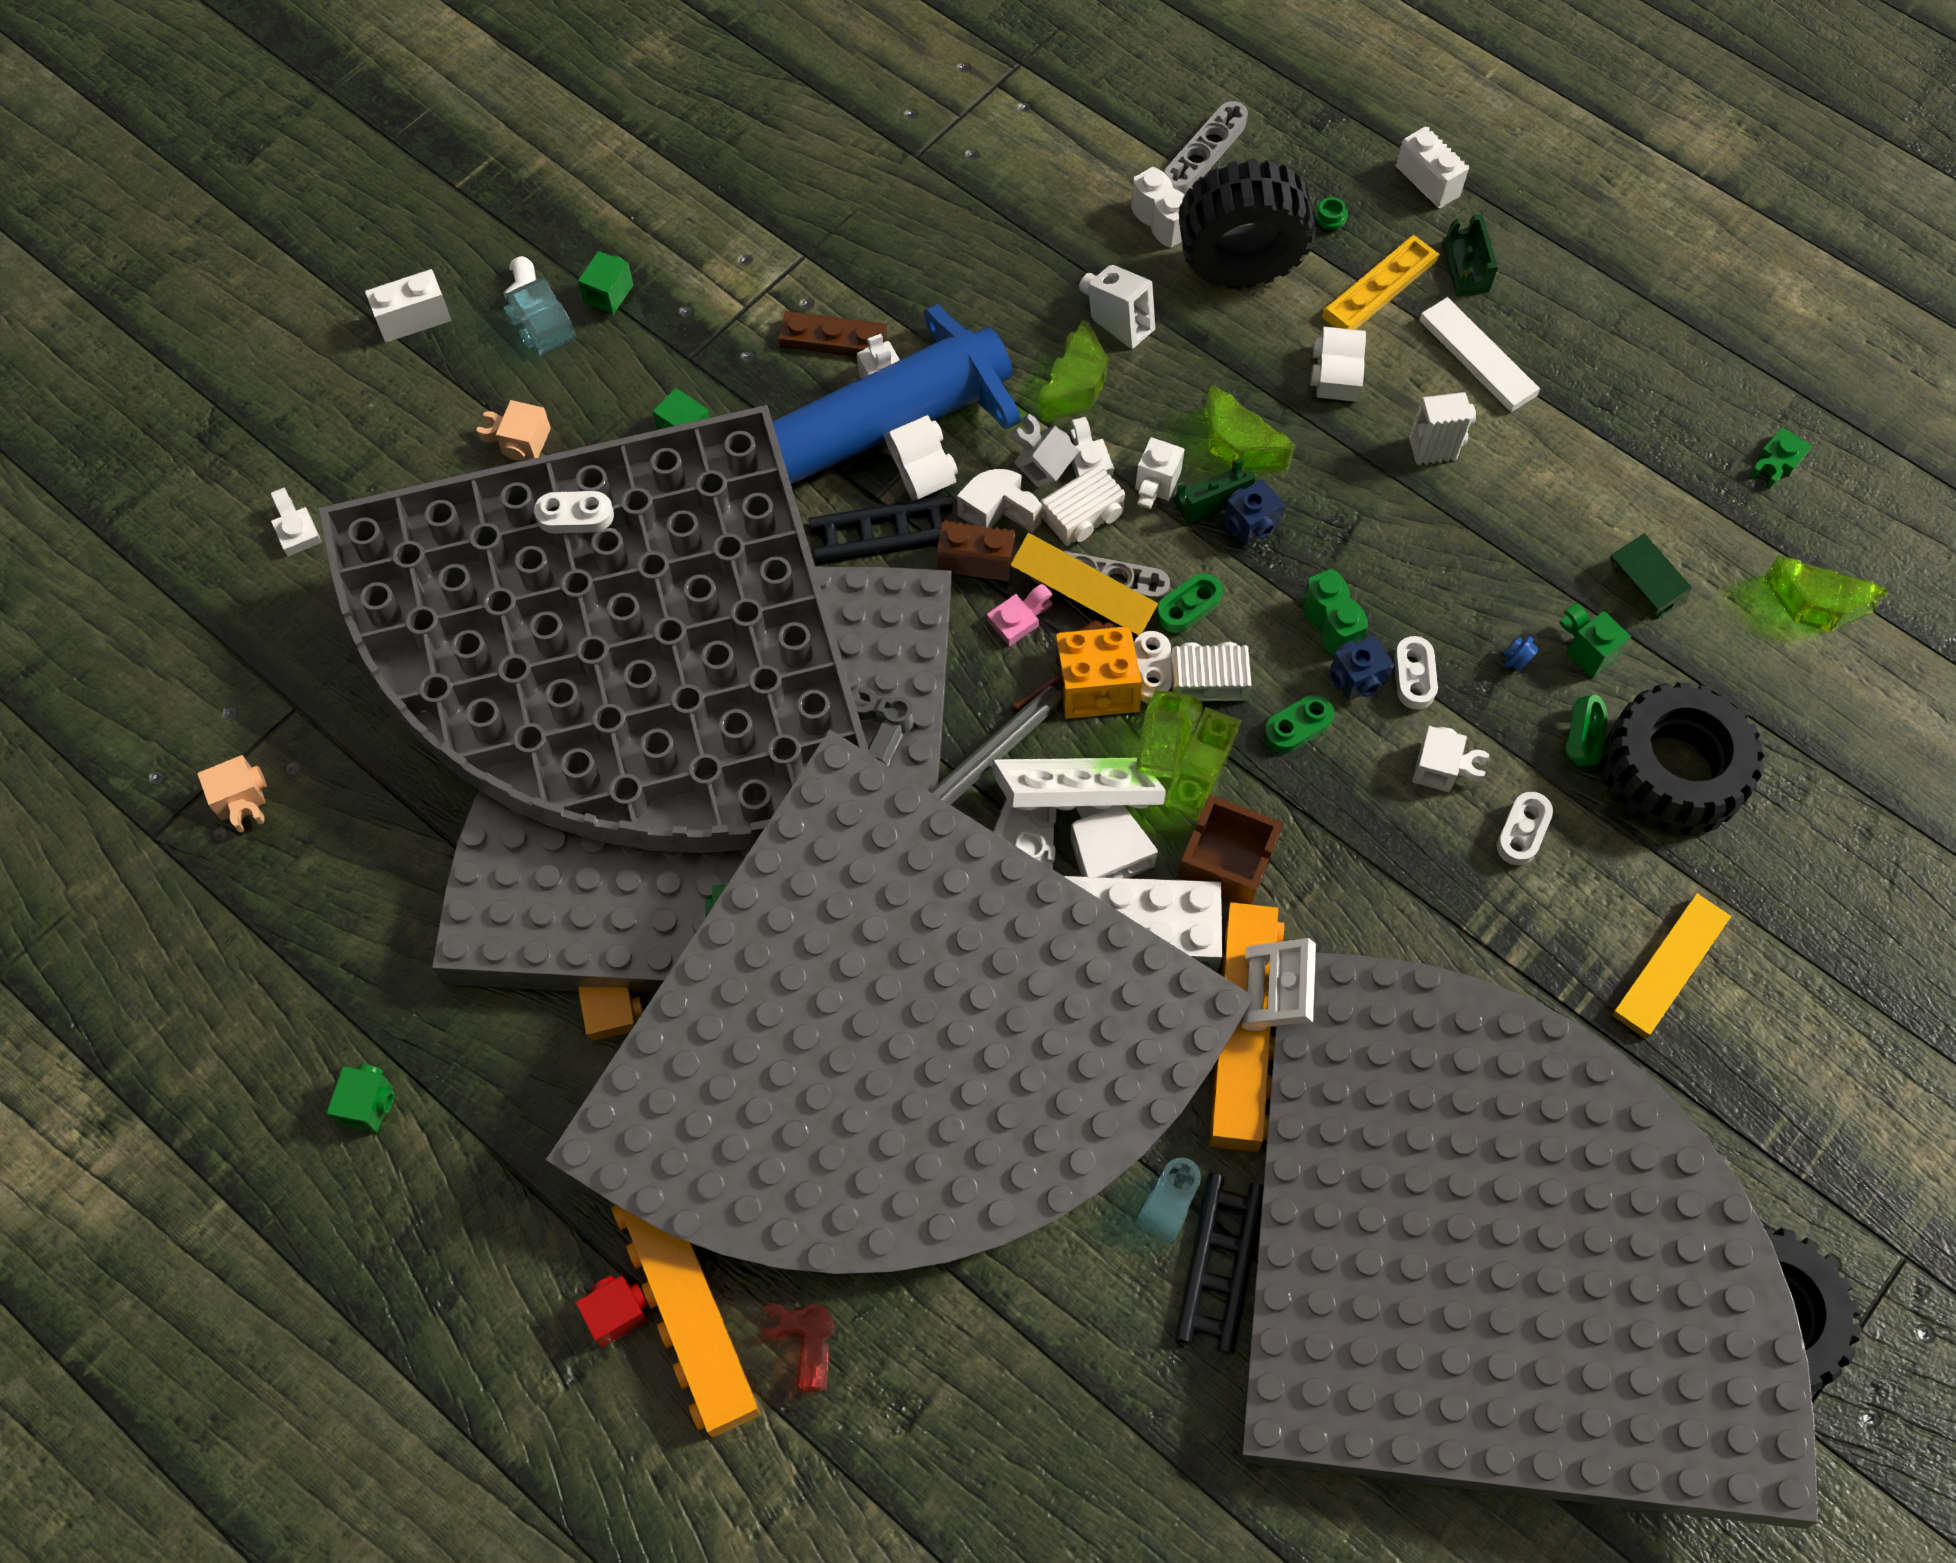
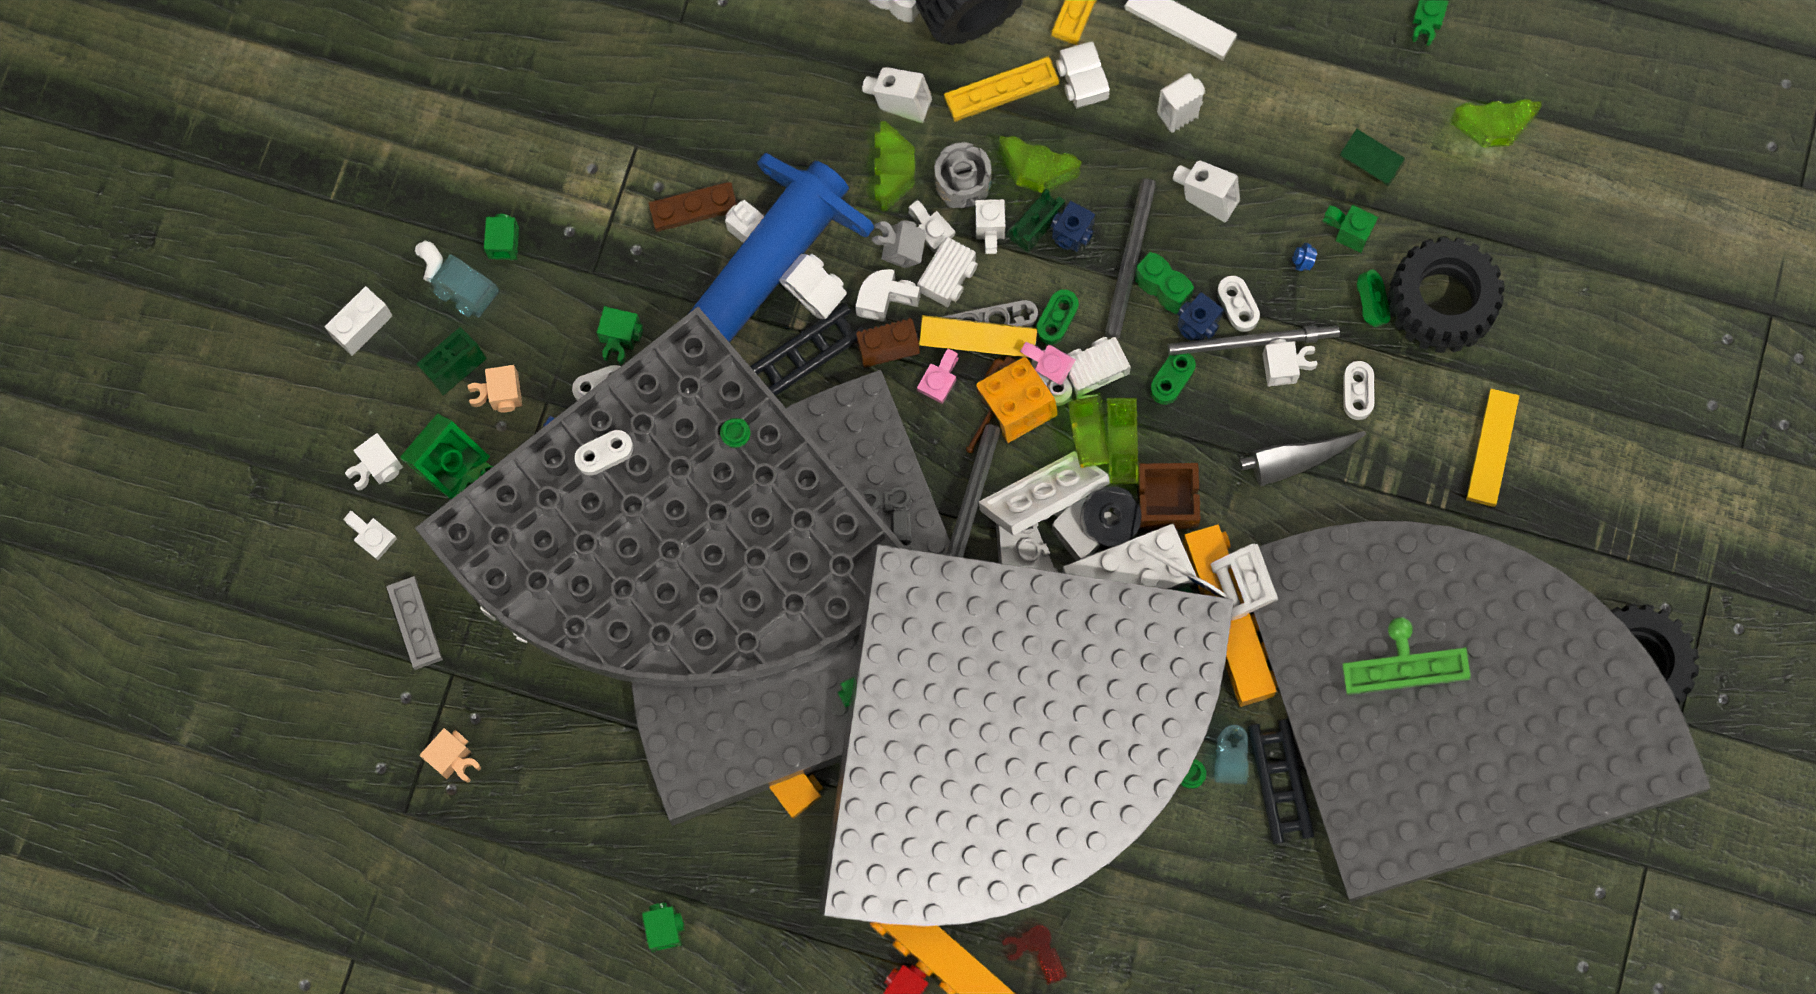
camera: 20 degrees left, 10 degrees up
(284, 634) = (414, 623): none -> light grey plate
(343, 450) = (376, 460): none -> white brick
(414, 461) = (443, 455): none -> green slope
(483, 383) = (451, 361): none -> dark green hinge
(735, 550) = (735, 432): none -> green plate
(1109, 1203) = (1195, 776): none -> green plate
(1149, 407) = (962, 175): none -> light grey brick
(1156, 643) = (1051, 362): none -> bright pink plate
(1168, 835) = (1096, 525): none -> black plate
(1220, 958) = (1198, 581): none -> white piece
(1239, 346) = (1001, 88): none -> yellow tile
(1315, 563) = (1130, 258): none -> flat silver axle
(1401, 873) = (1286, 460): none -> flat silver piece
(1437, 533) = (1209, 188): none -> white torso
(1445, 1177) = (1405, 669): none -> bright green plate
(1487, 740) = (1307, 334): none -> flat silver bar

